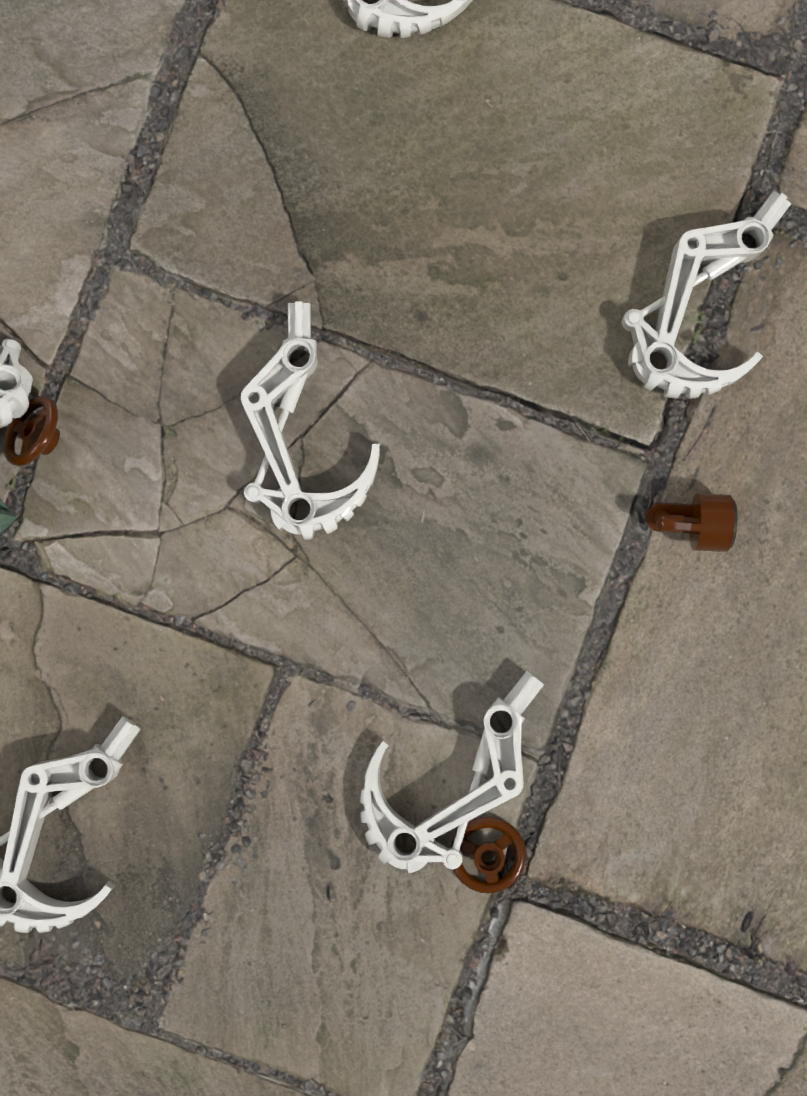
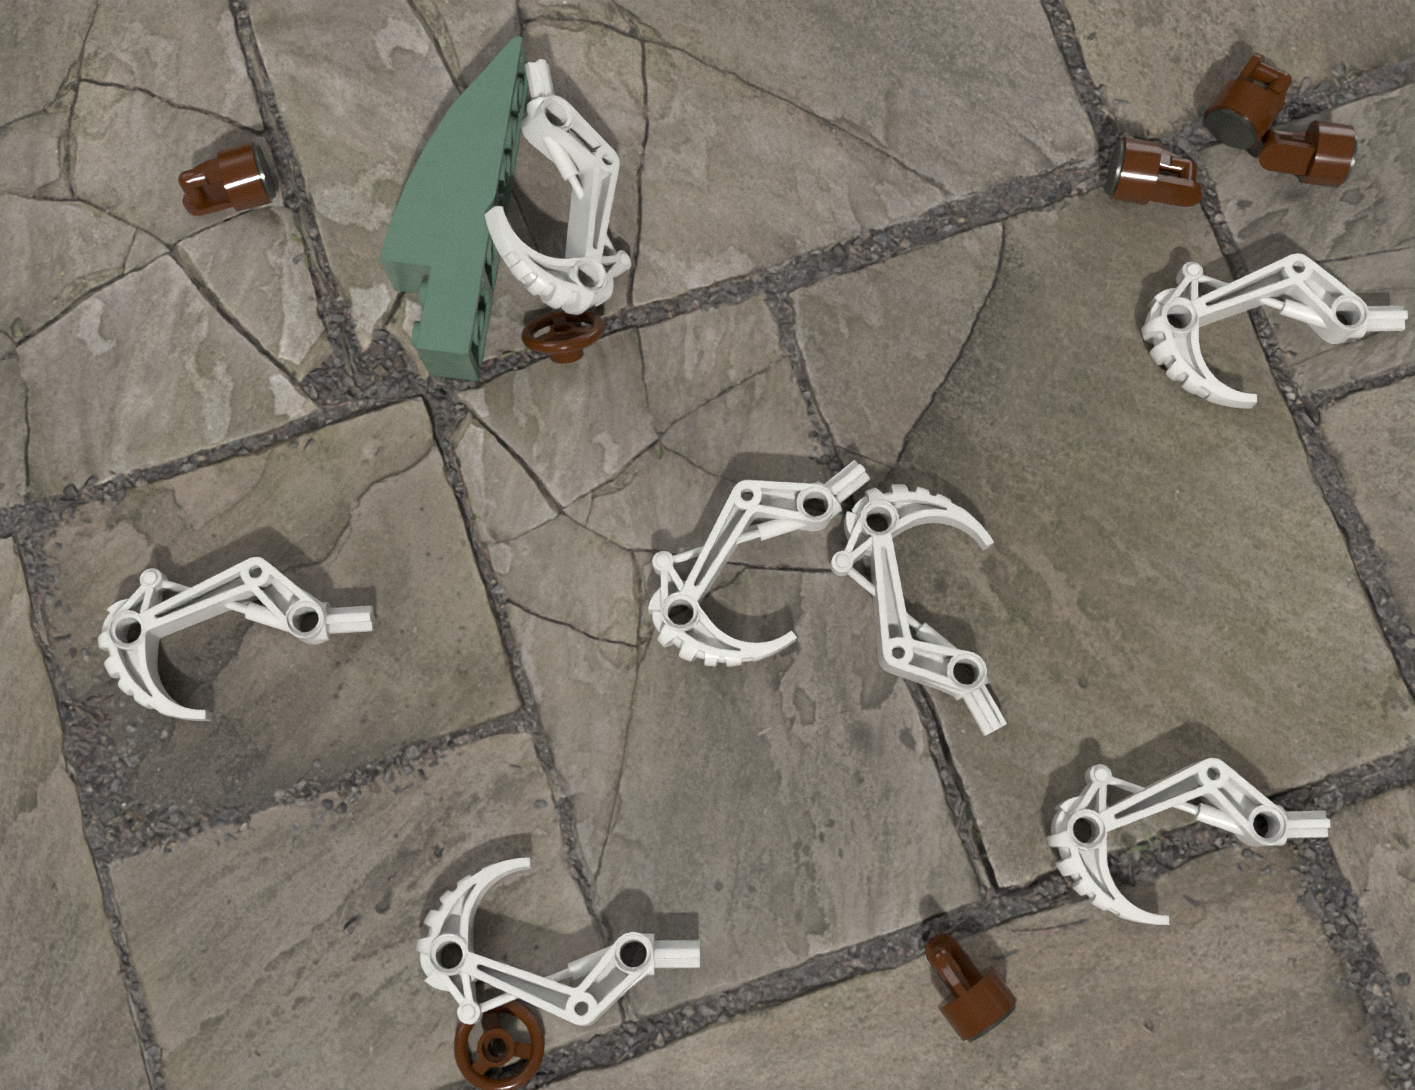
camera: 55 degrees right, 10 degrees down
(444, 384) = (933, 657): none -> white piece

